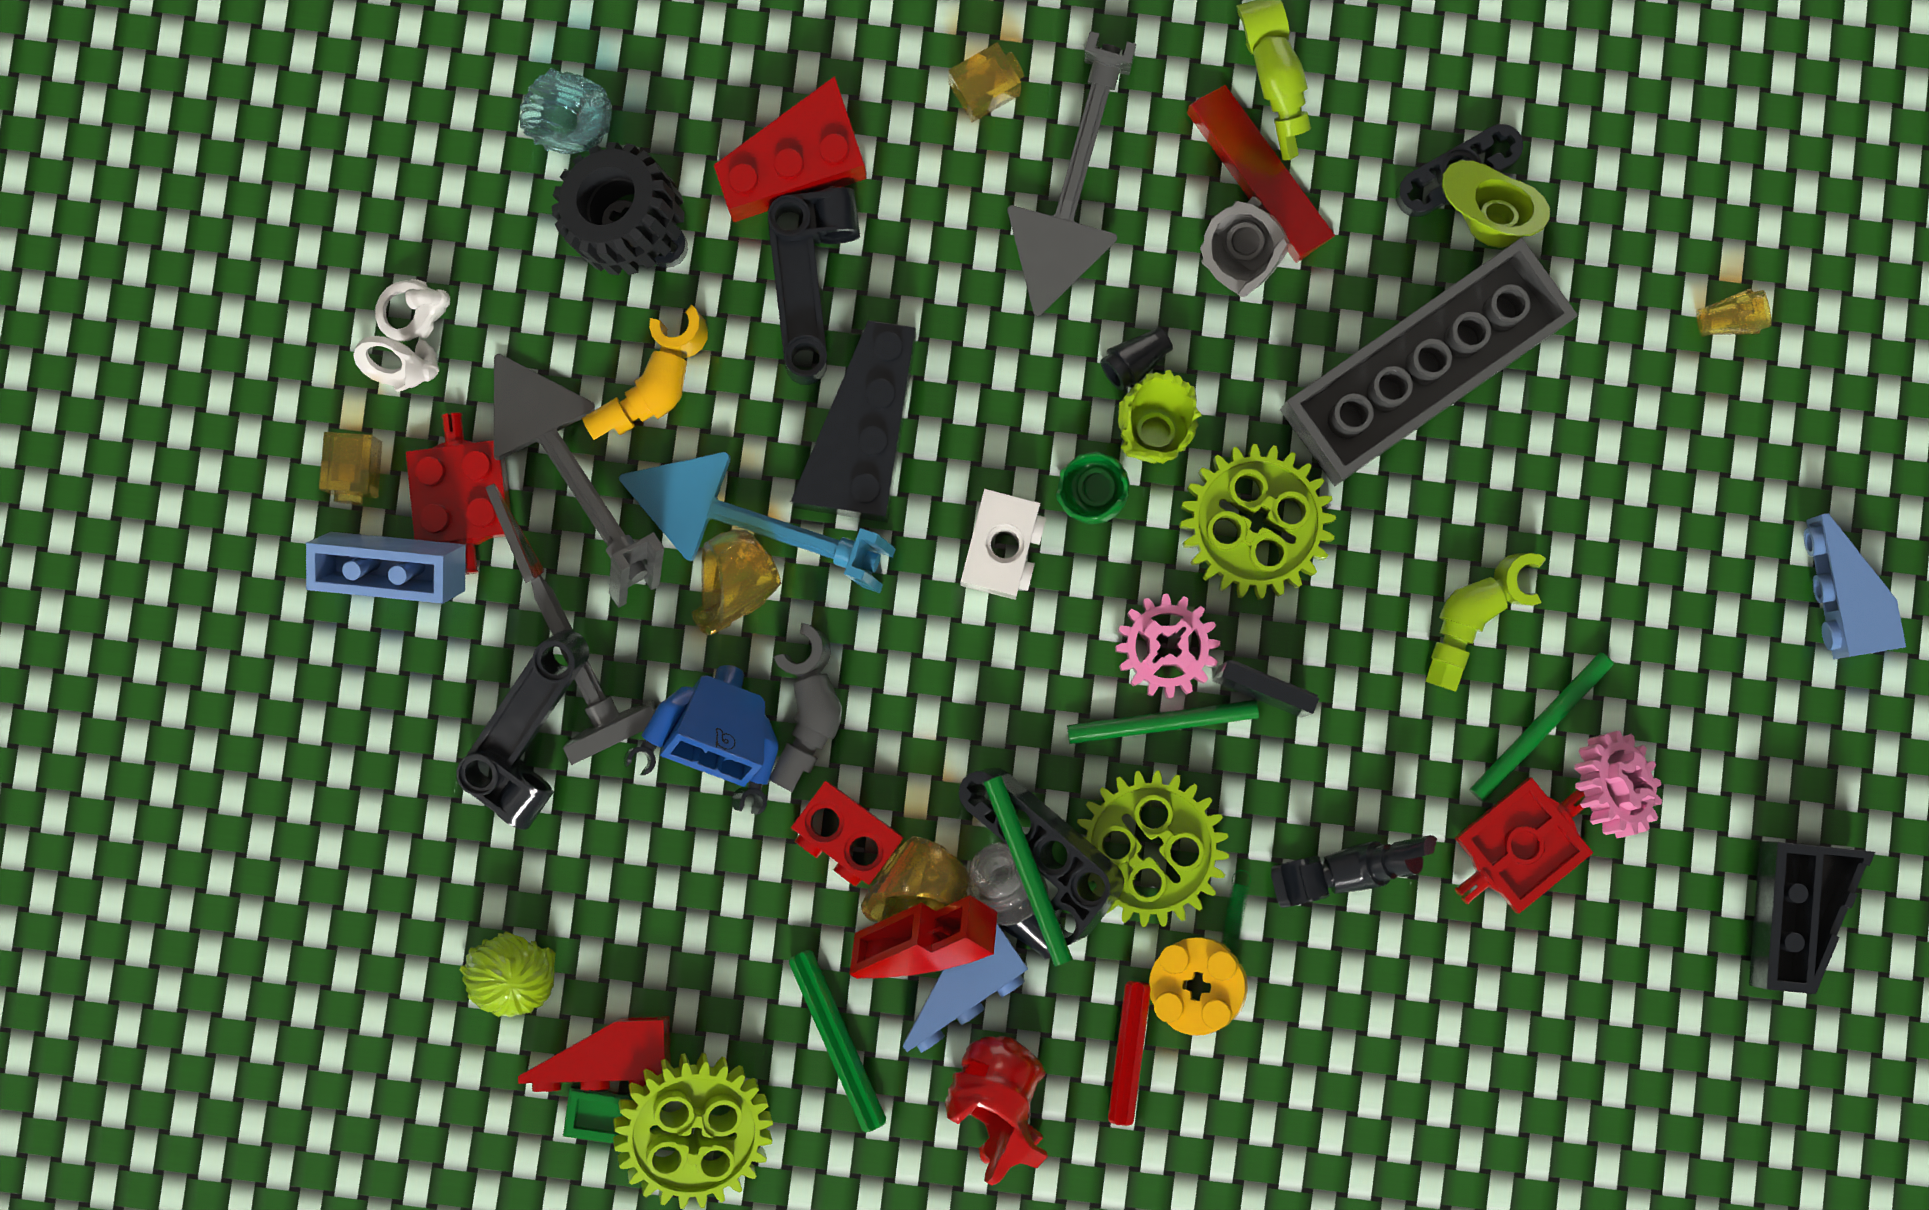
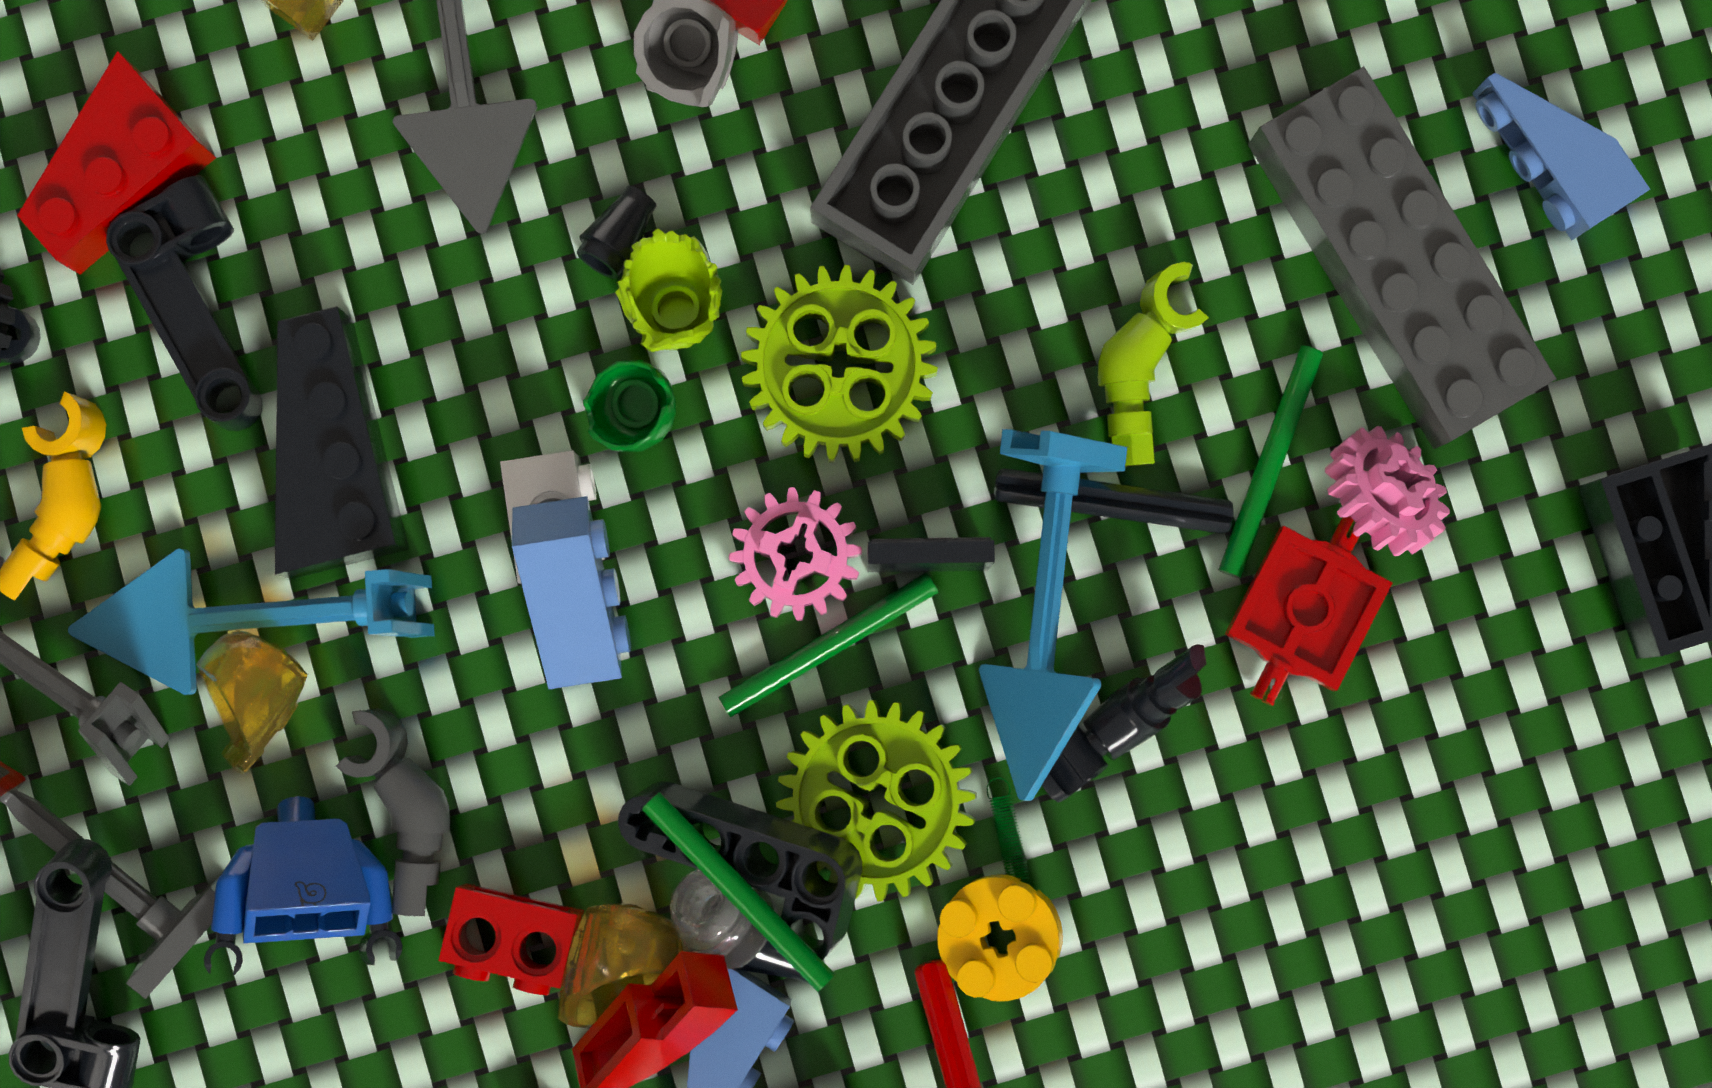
camera: 25 degrees left, 0 degrees up
(997, 605) = (569, 591): none -> medium blue brick
(1296, 830) = (1036, 705): none -> dark azure piece
(1414, 706) = (1122, 502): none -> black axle
(1700, 619) = (1399, 258): none -> dark grey brick

